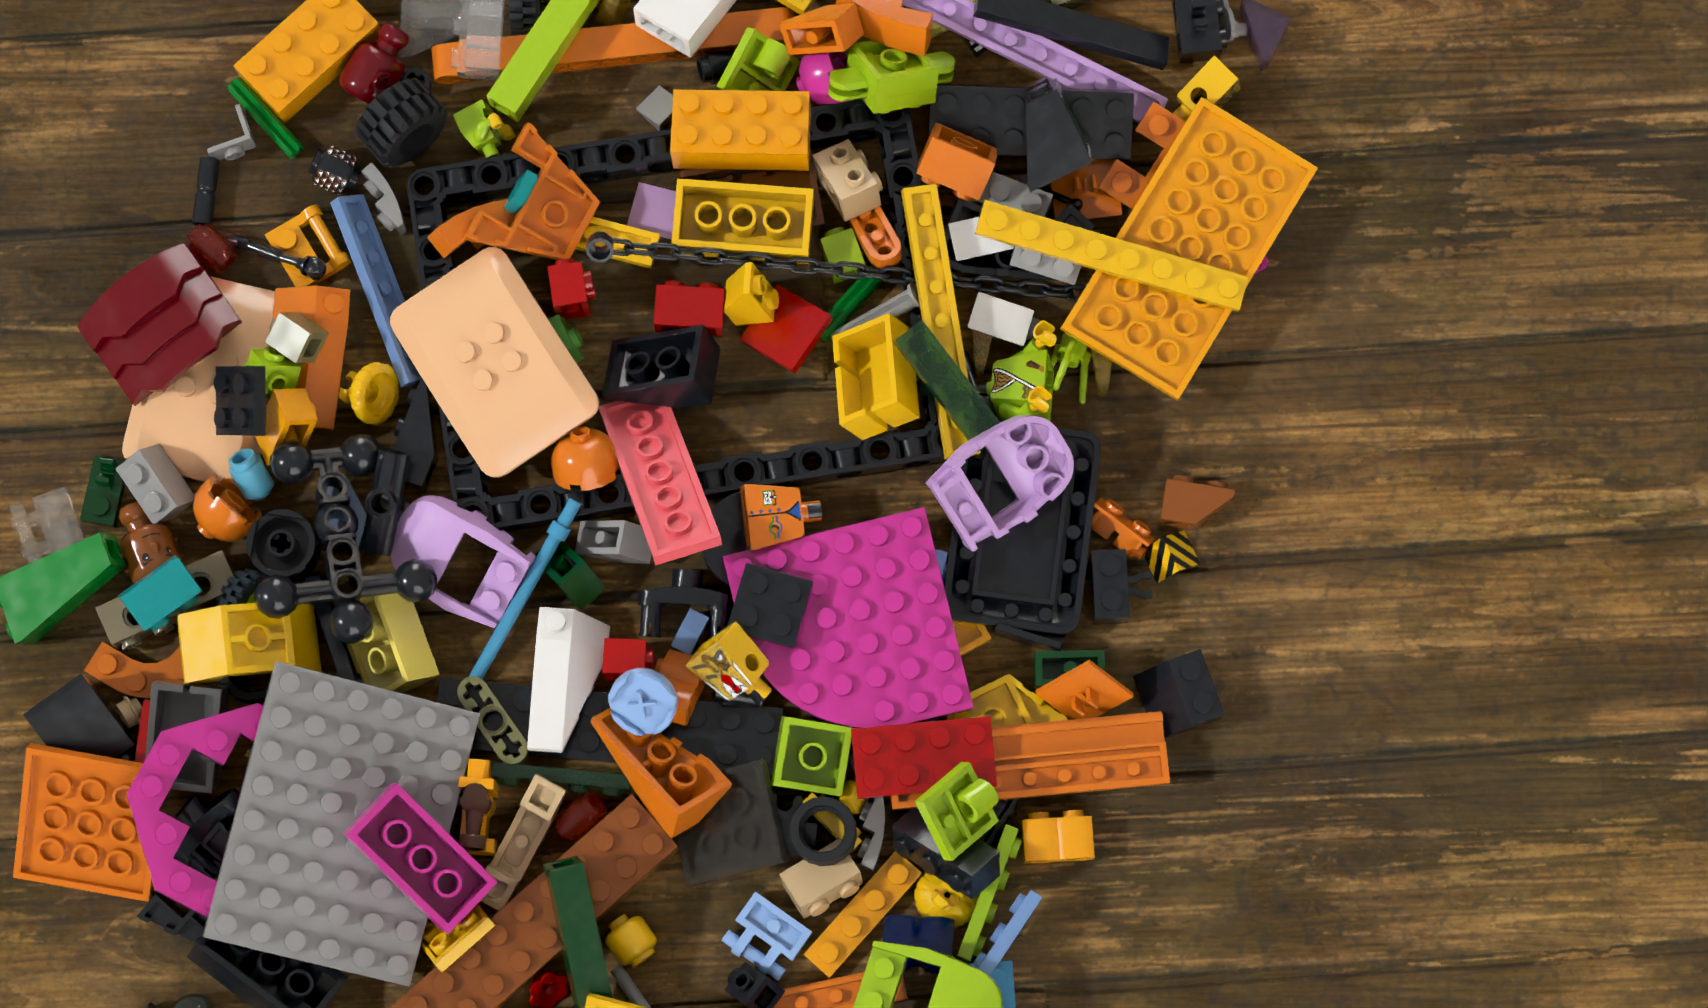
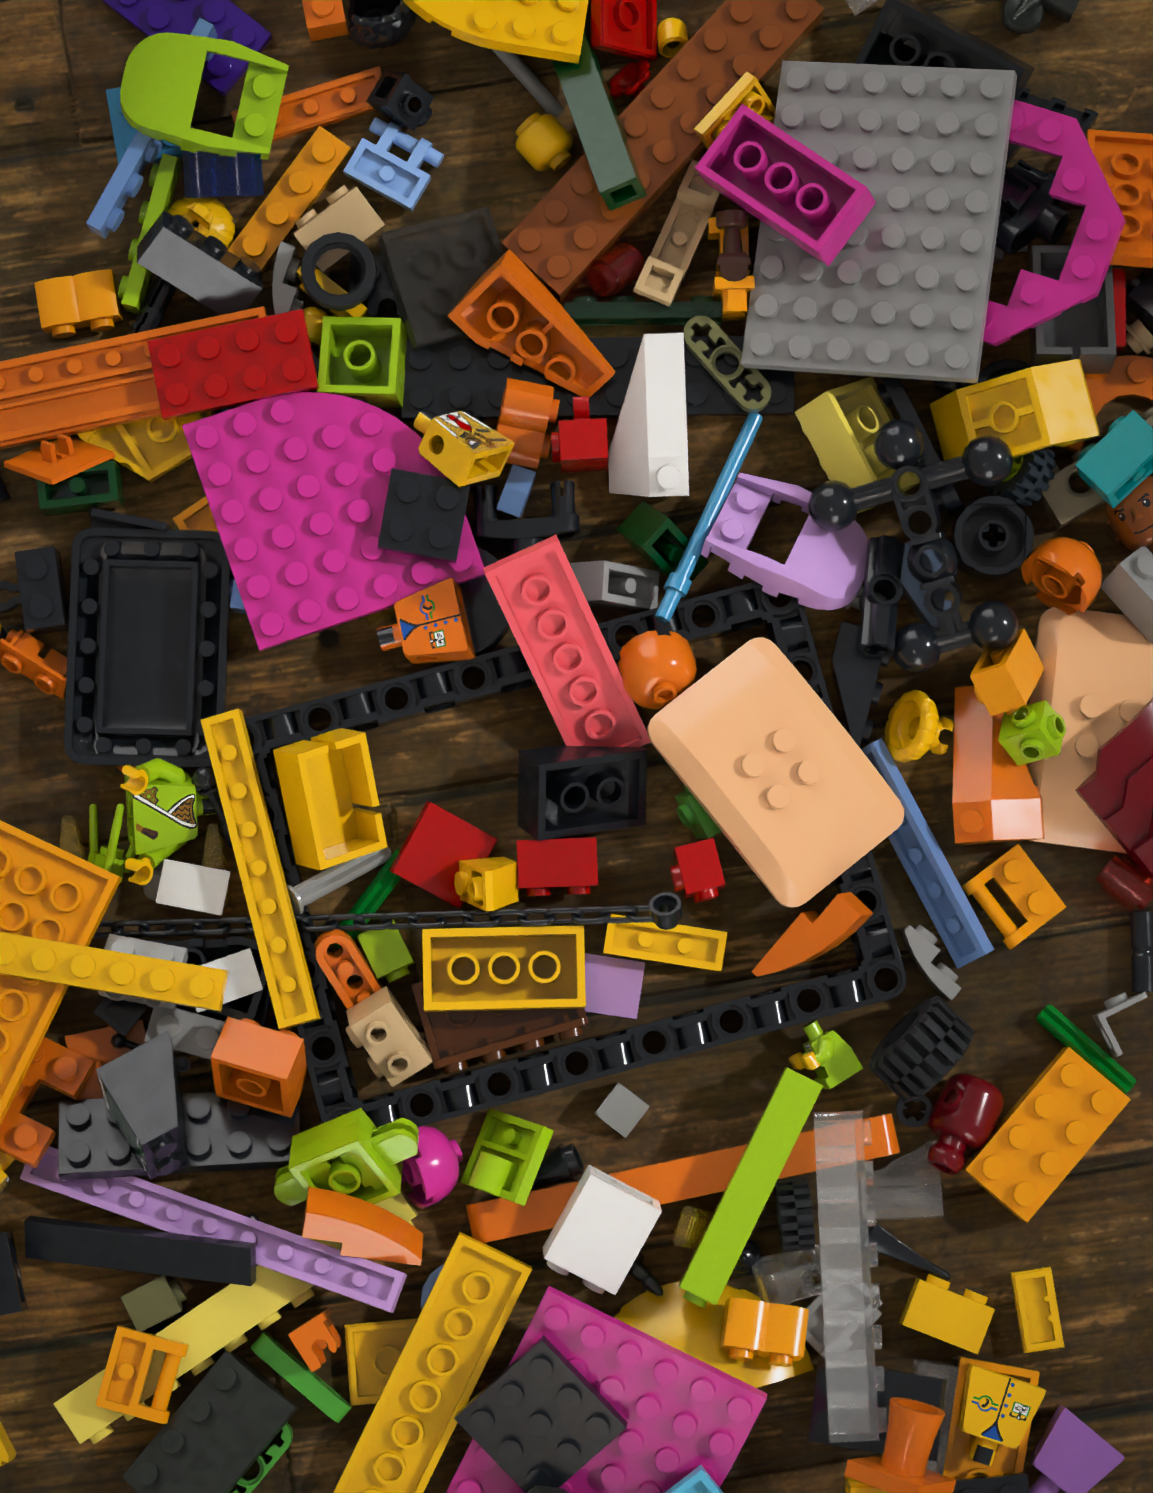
camera: 175 degrees right, 5 degrees up
(240, 400) = (1062, 690): black plate -> none
(250, 474) = (1041, 618): medium azure brick -> none
(296, 337) = (1009, 773): brick -> none
(309, 266) = (1004, 867): black piece -> none
(334, 169) = (995, 991): black head -> none
(521, 192) = (768, 975): teal tile -> none
(553, 214) = (730, 957): orange wing -> none
(643, 701) = (556, 391): light blue tile -> none
(740, 130) = (517, 1076): light orange brick -> none
(822, 30) = (431, 1206): orange slope -> none
(945, 381) = (241, 787): clear green plate -> none
(958, 810) = (186, 300): lime plate -> none
(1030, 459) = (141, 715): lavender slope -> none

